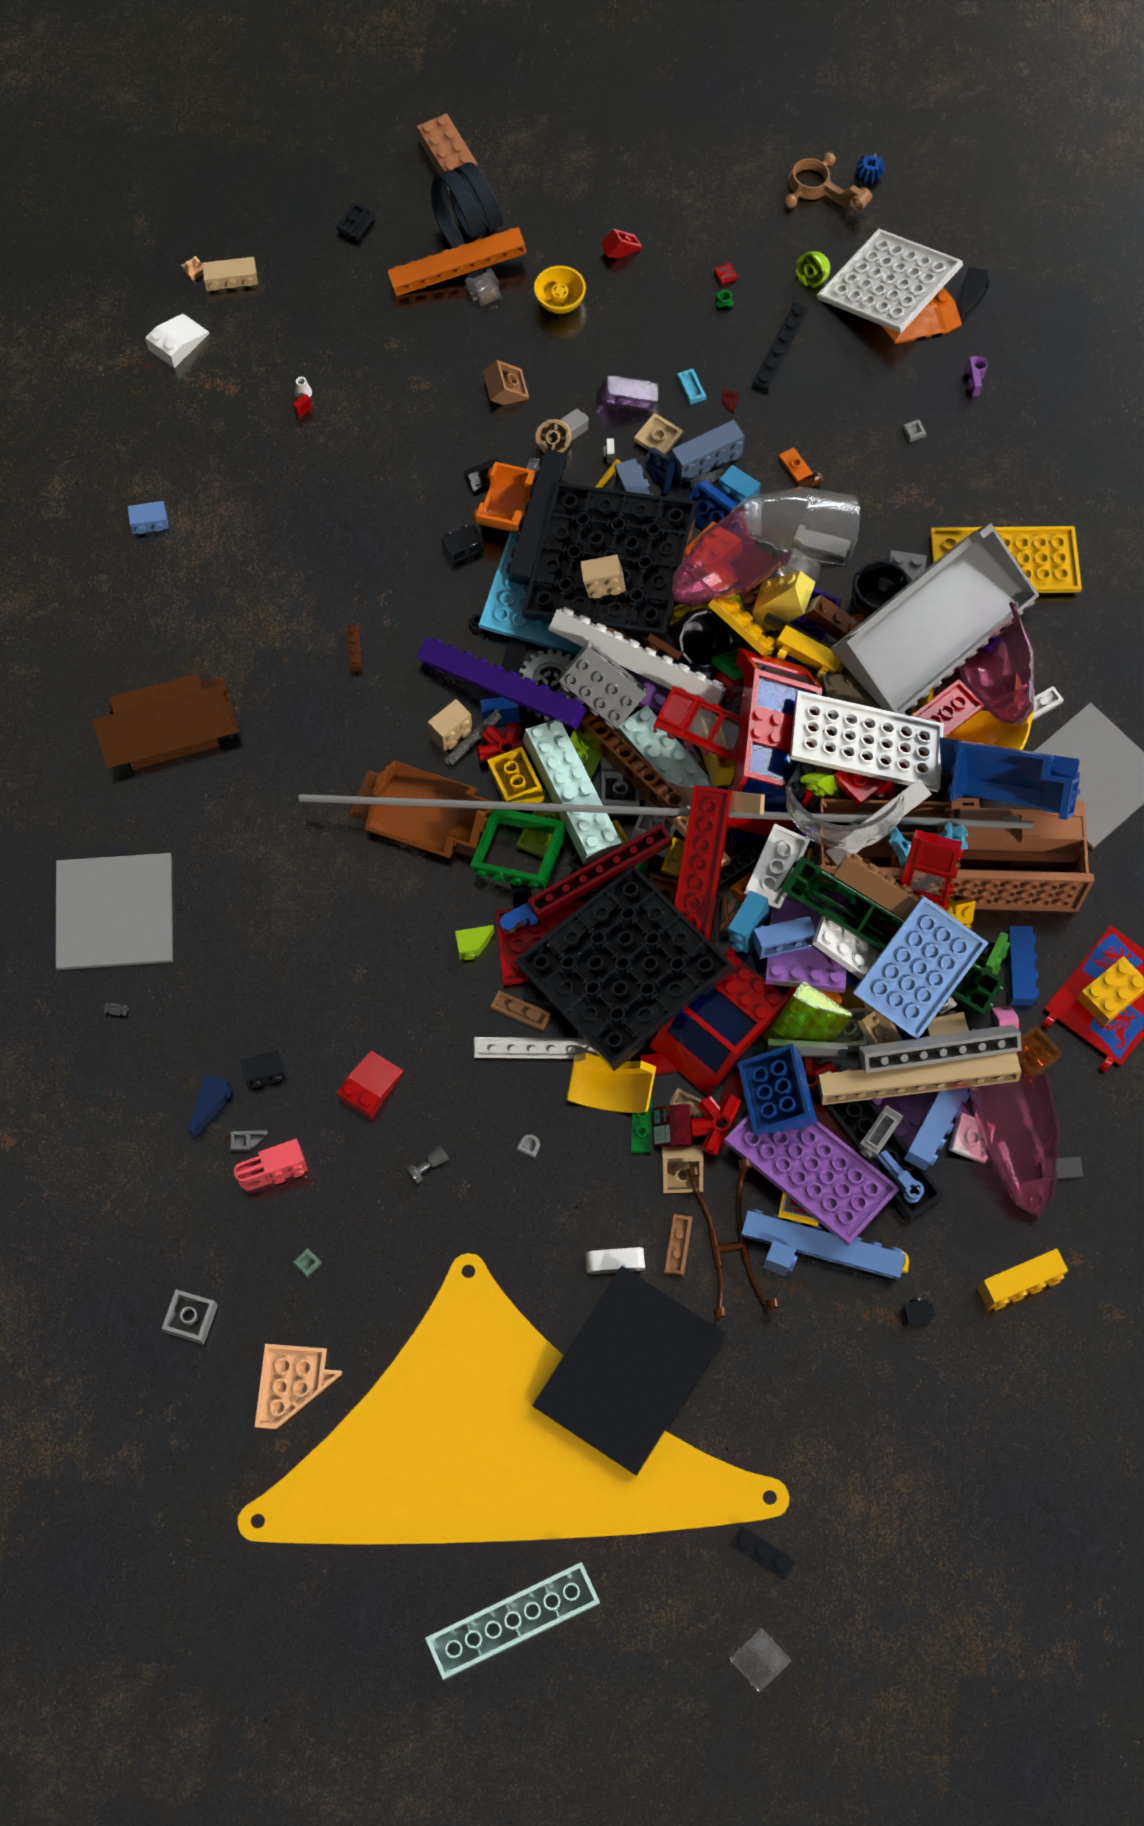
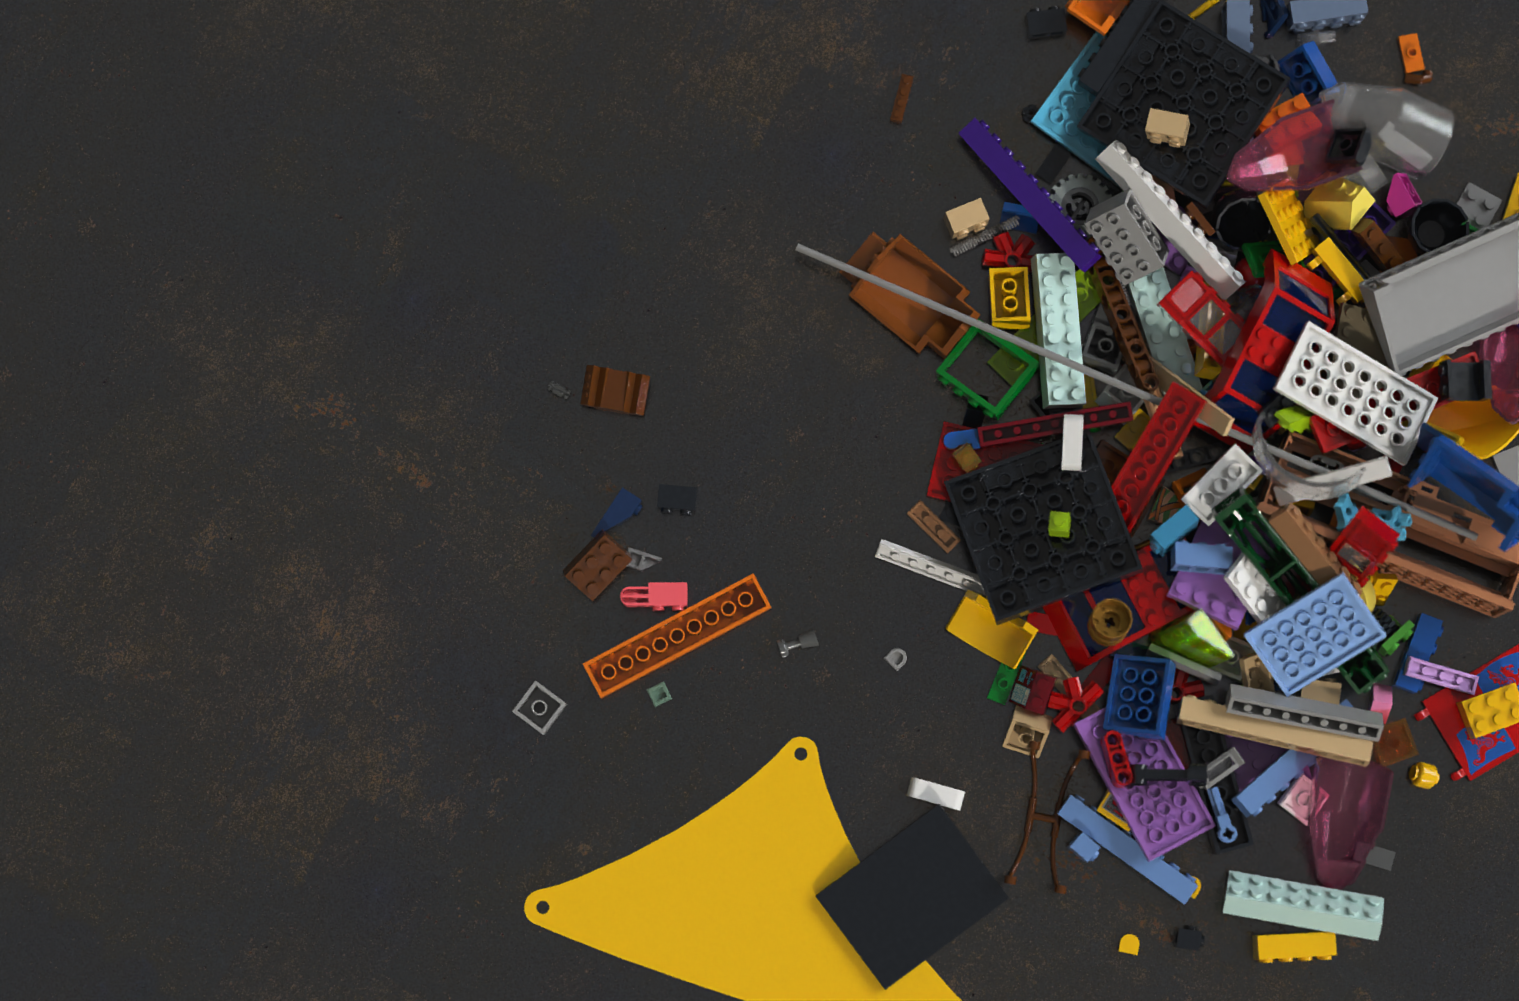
camera: 15 degrees right, 15 degrees up
(114, 911) = (587, 291): light grey tile -> none
(165, 721) = (695, 119): reddish brown panel -> none
(168, 988) = (615, 390): none -> reddish brown slope
(203, 1156) = (597, 565): none -> reddish brown brick
(290, 1381) = (609, 797): light nougat wing -> none
(304, 1198) = (677, 636): none -> orange brick
(369, 1084) = (770, 547): red slope -> none
(473, 941) = (912, 444): lime slope -> none
(528, 932) = (967, 458): none -> clear yellow bracket
(622, 878) = (1072, 442): none -> white beam
(638, 953) = (1059, 524): none -> lime brick
(678, 1245) = (997, 799): medium nougat tile -> none
(723, 1017) = (1109, 611): none -> pearl gold wheel
(738, 484) = (1344, 58): dark azure brick -> none
(773, 544) = (1349, 146): none -> black slope
(779, 1166) = (1119, 750): none -> red beam
(837, 578) = (1402, 196): none -> dark pink slope
(861, 1143) = (1195, 774): none -> black piece
(861, 1340) = (1129, 944): none -> yellow tile
(962, 704) = (1465, 381): none -> black panel
(1015, 1235) = (1303, 905): none -> light aqua brick
(1051, 976) = (1440, 675): none -> lavender tile
(1075, 1074) = (1424, 775): none -> yellow head

